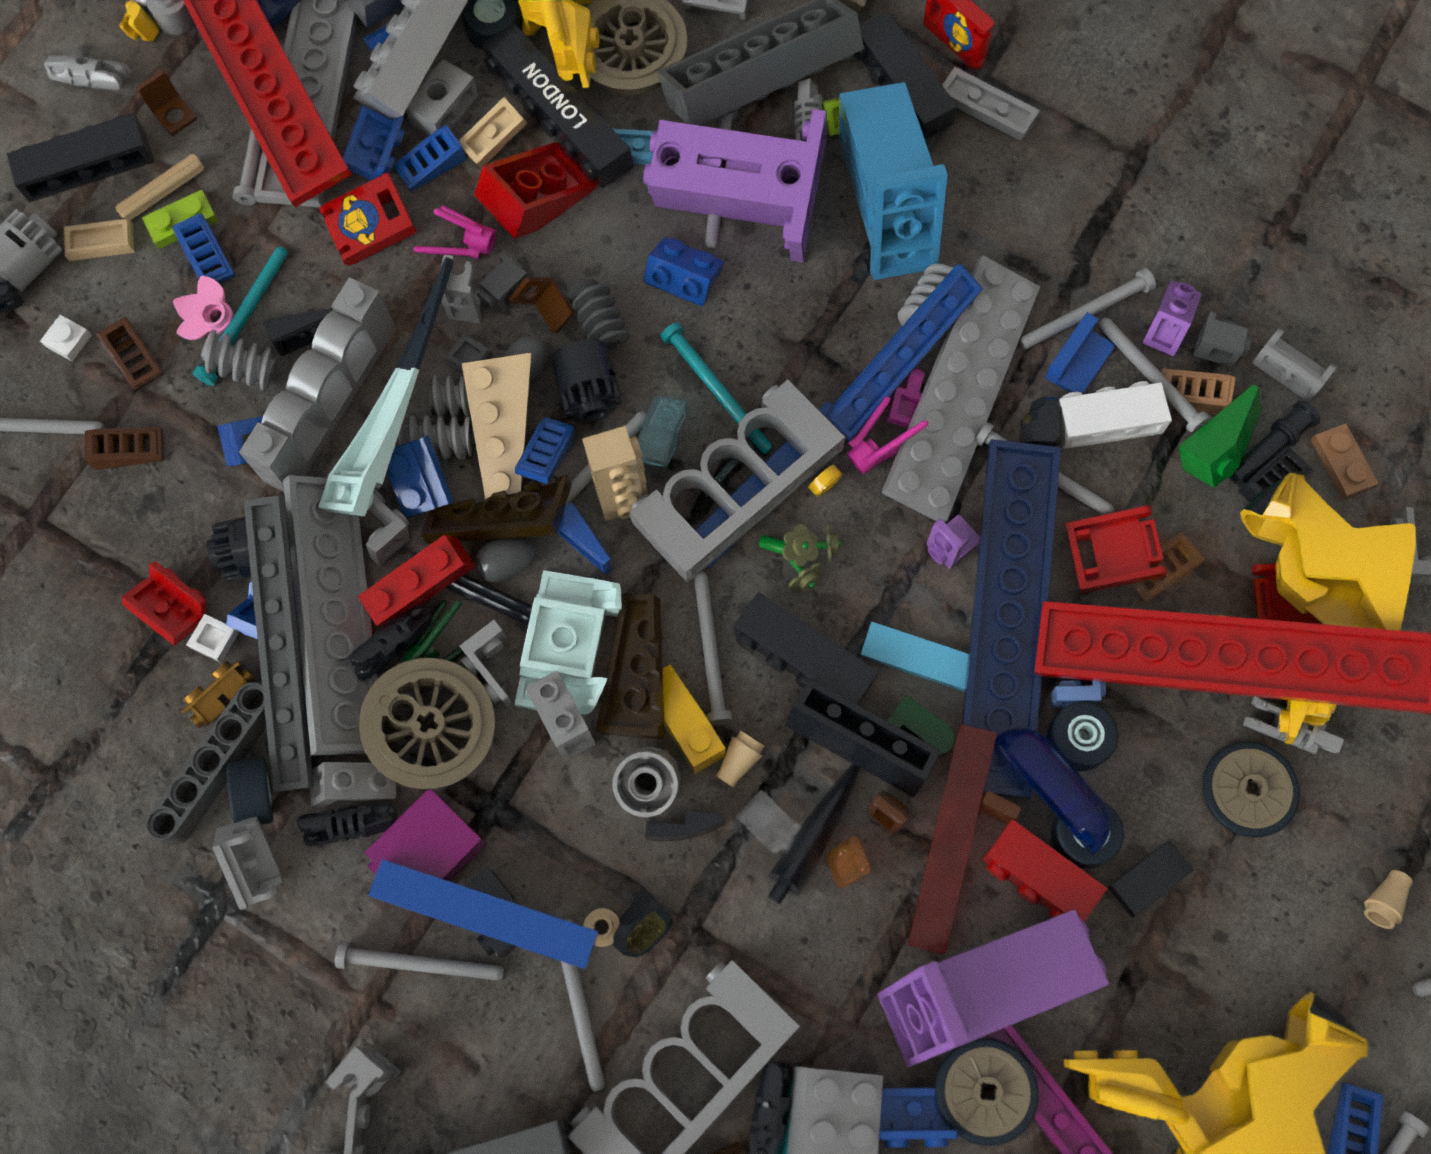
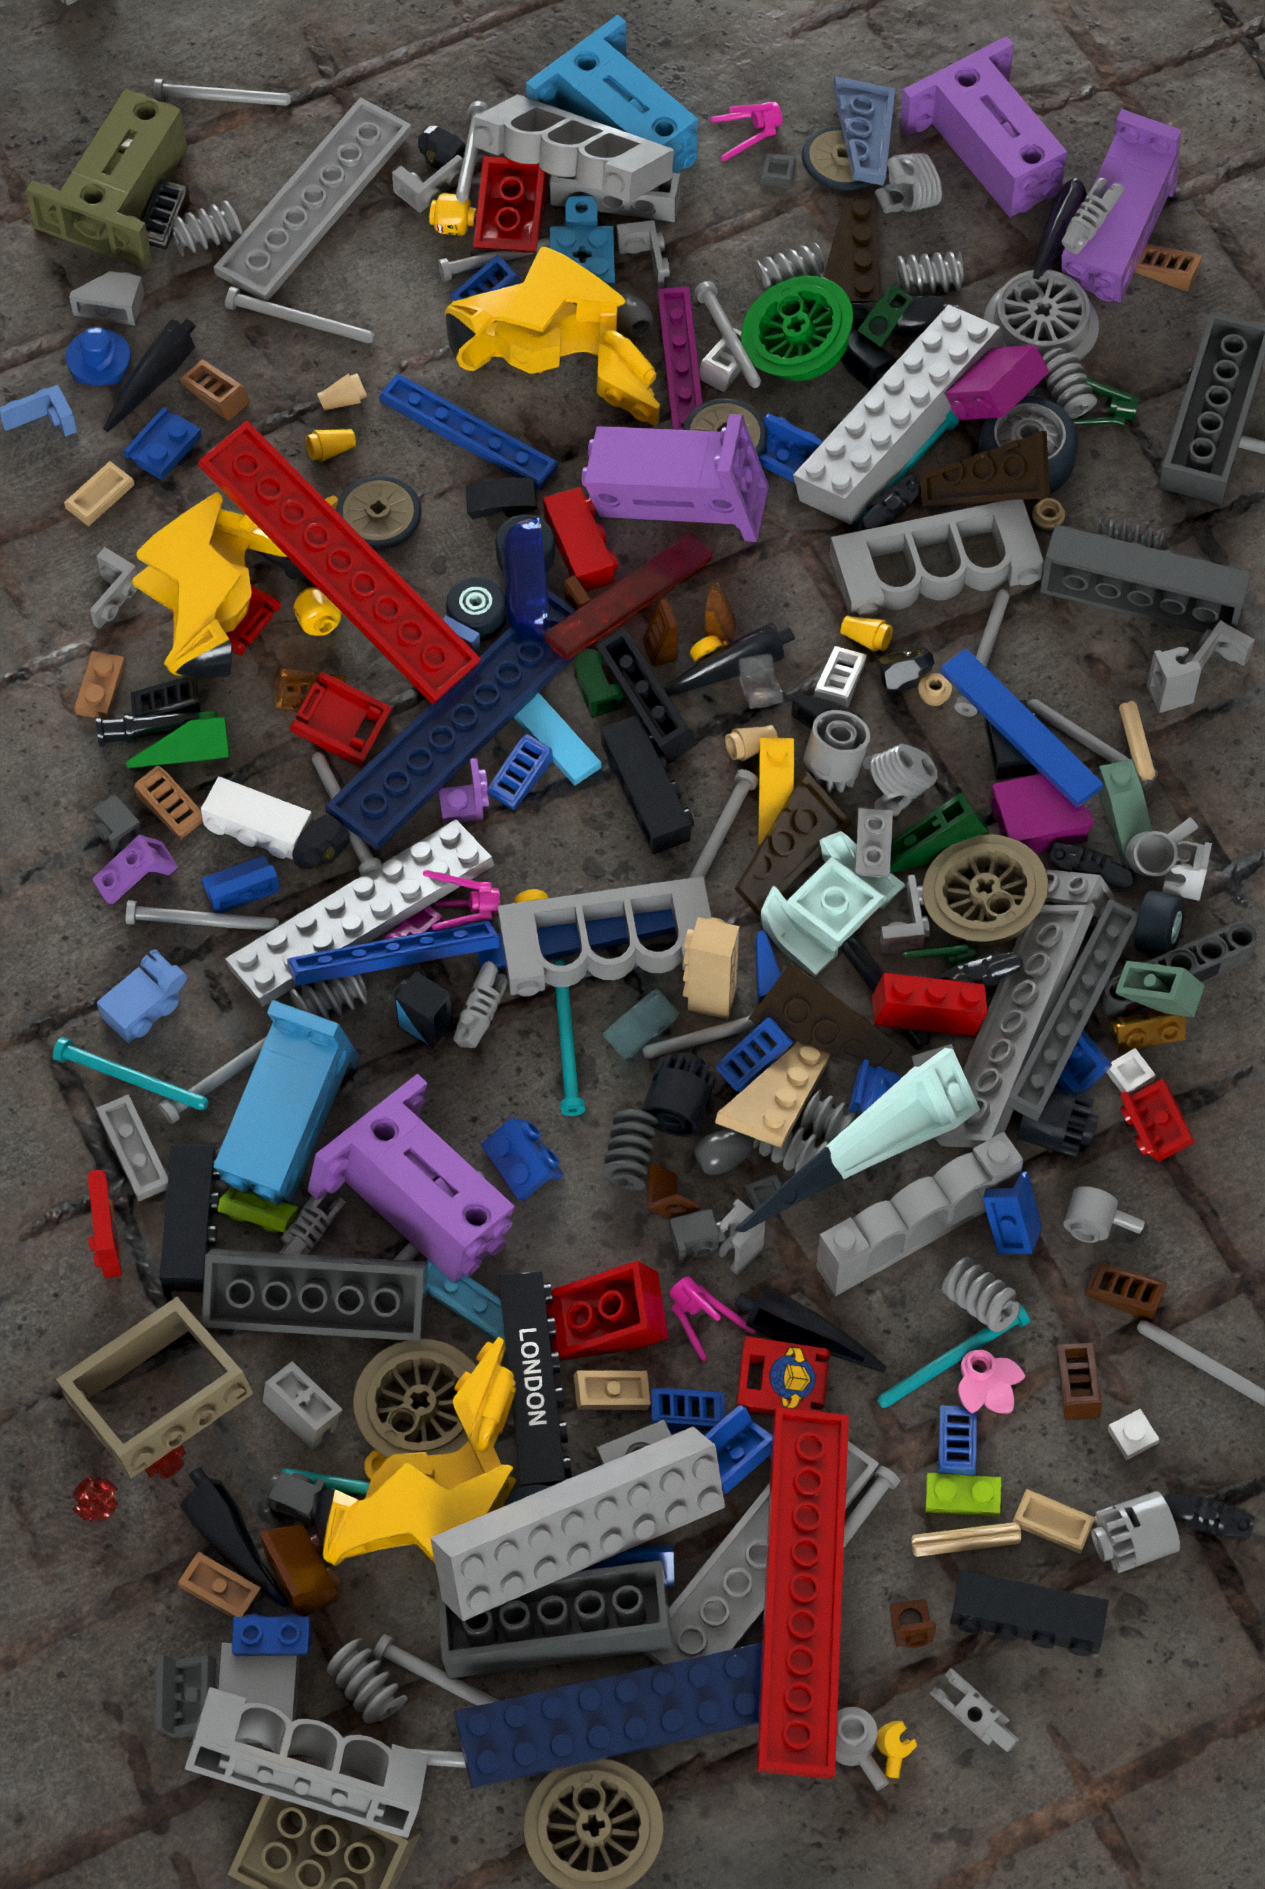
camera: 150 degrees left, 10 degrees down
(180, 487) = (1092, 1215): none -> light grey piece
(207, 709) = (1161, 988): none -> sand green slope
(287, 860) = (1156, 852): none -> light grey piece
(295, 330) = (908, 1302): black slope -> none
(341, 899) = (1123, 803): none -> sand green slope
(370, 984) = (1137, 741): none -> tan axle
(382, 270) = (796, 1324): none -> black piece
(504, 558) = (849, 988): dark grey animal -> none
(505, 761) = (928, 837): none -> dark green slope
(575, 798) = (900, 772): none -> light grey piece
(702, 949) = (868, 632): none -> yellow cone
(708, 914) = (838, 695): none -> white slope
(799, 548) = (594, 845): olive plant -> none
(804, 364) = (480, 1006): none -> light grey hinge
(841, 828) = (705, 648): none -> yellow tile
(845, 322) = (423, 1009): none -> black brick
(924, 627) = (532, 754): none -> blue slope
(983, 147) = (171, 1109): none -> light grey bar
(1077, 210) = (142, 997): none -> medium blue hinge
(1101, 144) = (64, 1050): none -> teal bar
(1173, 396) = (195, 770): light grey bar -> none
(1240, 939) = (468, 431): none -> blue tile
(1292, 367) = (71, 773): light grey hinge -> none
(1355, 832) = (329, 443): none -> yellow cone

